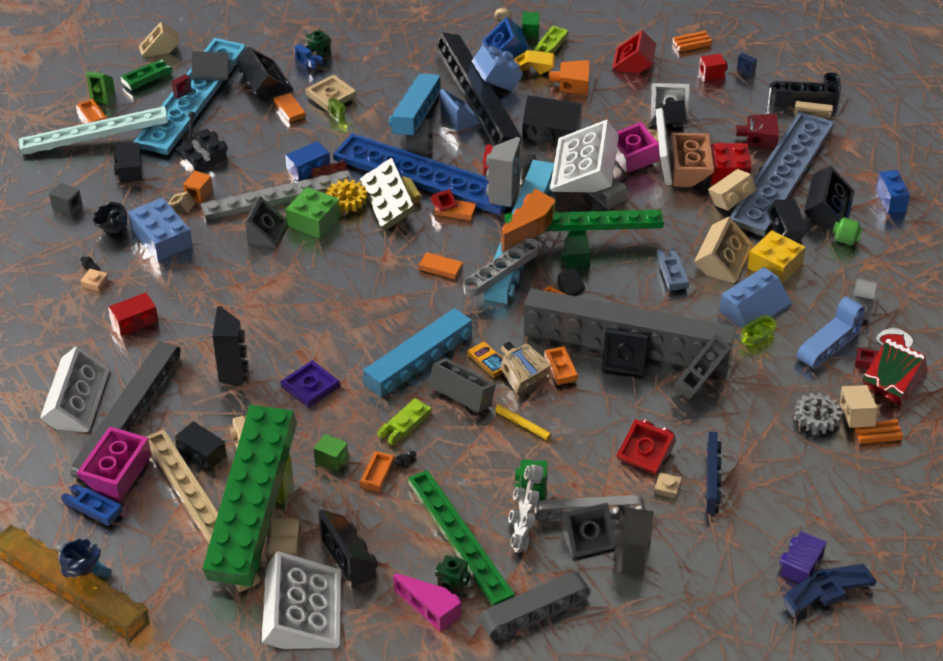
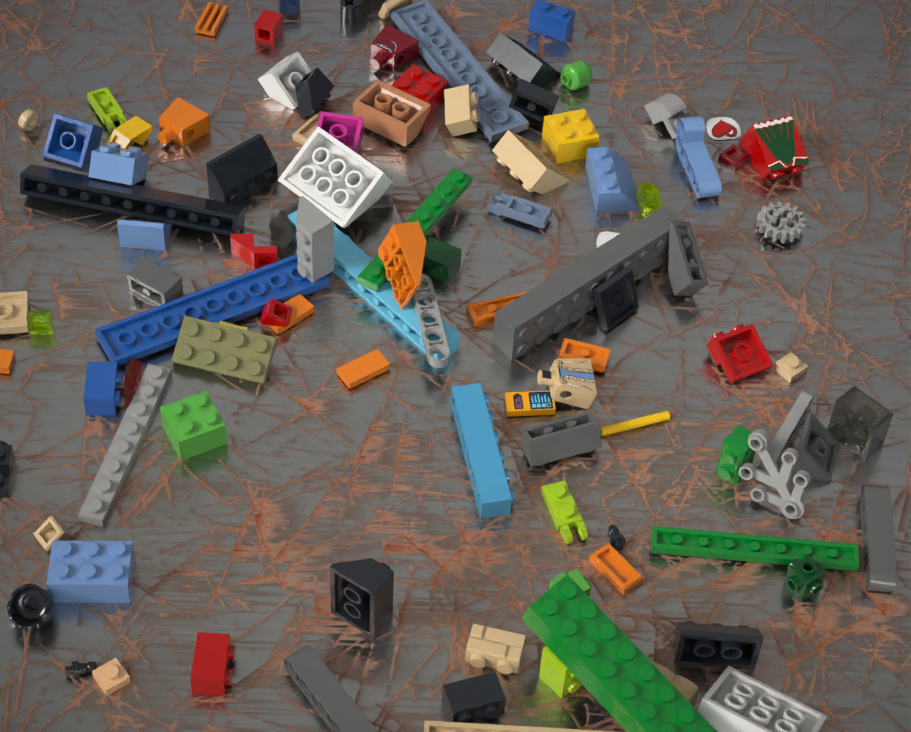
camera: 60 degrees left, 5 degrees up
(199, 186) = (49, 501): orange brick -> none
(264, 224) = (171, 477): dark grey slope -> none
(310, 384) = (447, 561): dark purple tile -> none
(349, 193) = (199, 379): yellow gear -> none
(415, 104) = (115, 253): dark azure brick -> none
(431, 601) = (827, 612): dark pink slope -> none
(530, 25) = (66, 104): green brick -> none
(570, 282) = (476, 288): black slope -> none
(635, 54) = (193, 65): red slope -> none
(664, 147) = (377, 126): white tile -> none
(713, 479) = (801, 328): dark blue plate -> none
(859, 406) = (798, 191): tan brick -> none
(881, 427) = (829, 190): orange tile -> none

